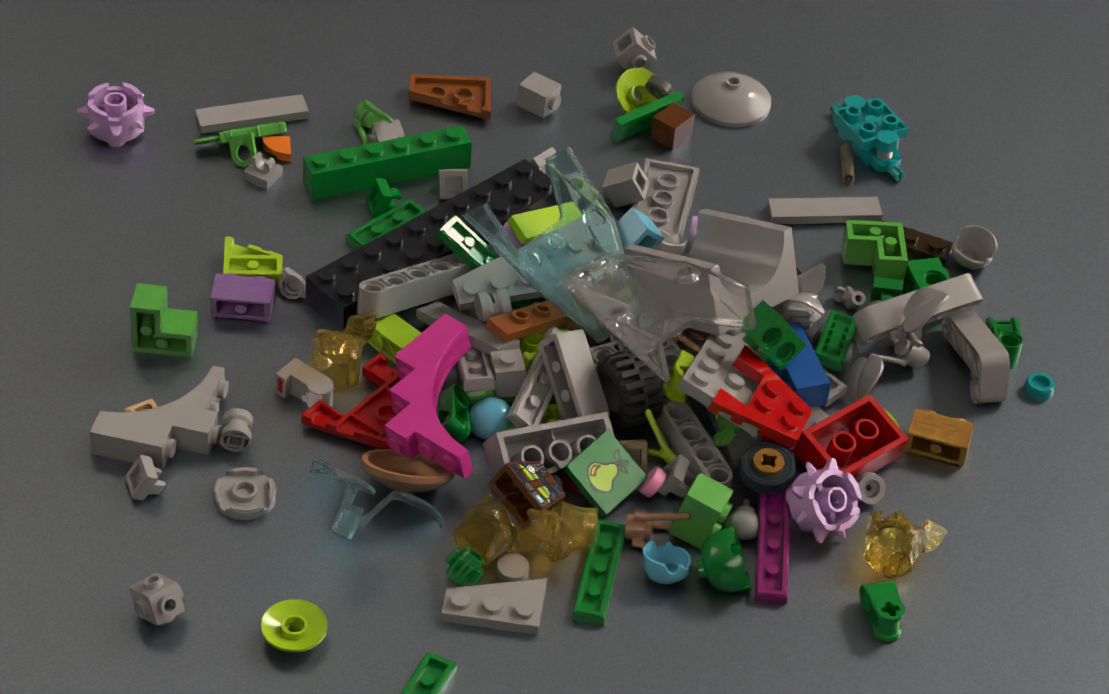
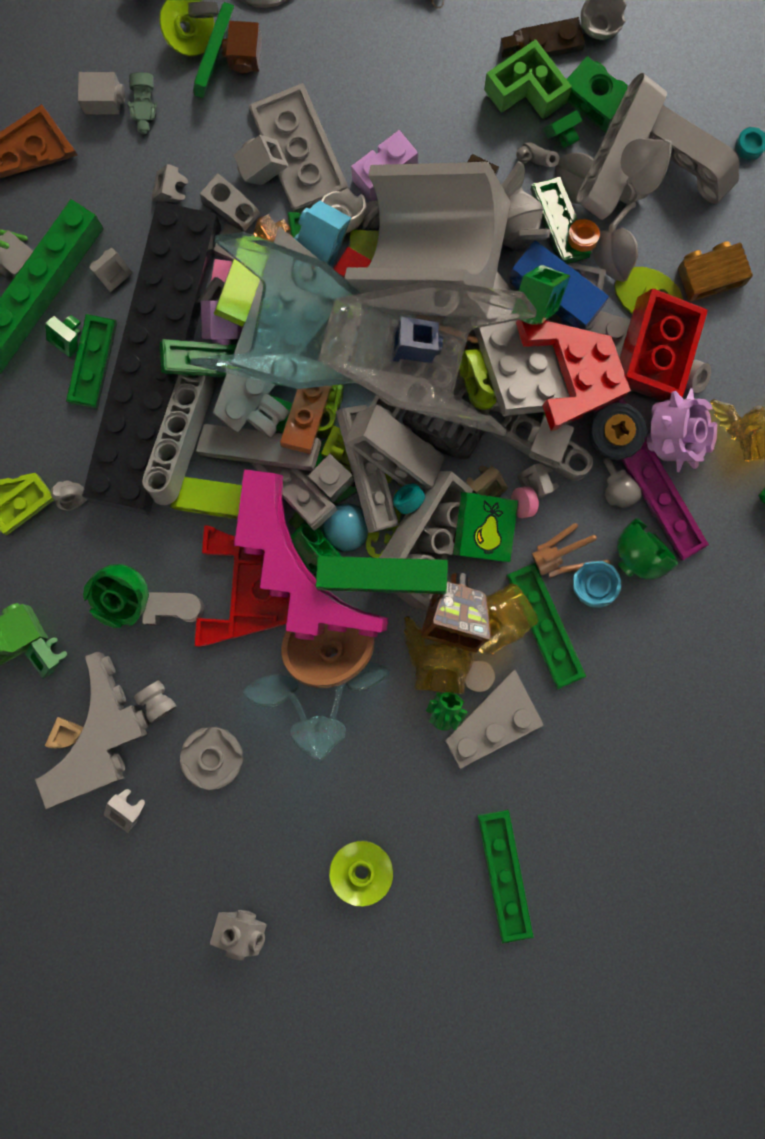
camera: 25 degrees left, 40 degrees up
(180, 358) = (43, 658): none -> green tile
(242, 297) = (39, 546): medium lavender brick -> none
(272, 345) = (116, 595): none -> green cylinder
(339, 352) = (174, 559): clear yellow helmet -> none
(493, 424) = (382, 575): none -> green tile
(553, 416) = (408, 498): none -> teal tile
(564, 120) = (141, 108): none -> sand green piece
(647, 299) = (416, 340): none -> dark blue brick
(665, 452) = (498, 448): lime plant -> none
(704, 439) = (549, 445): none -> light grey brick
(707, 505) = (589, 508): bright green brick -> none
(823, 210) = (442, 55): light grey tile -> none
(844, 349) = (583, 235): none -> orange tile
(1009, 336) = (695, 107): green piece -> none

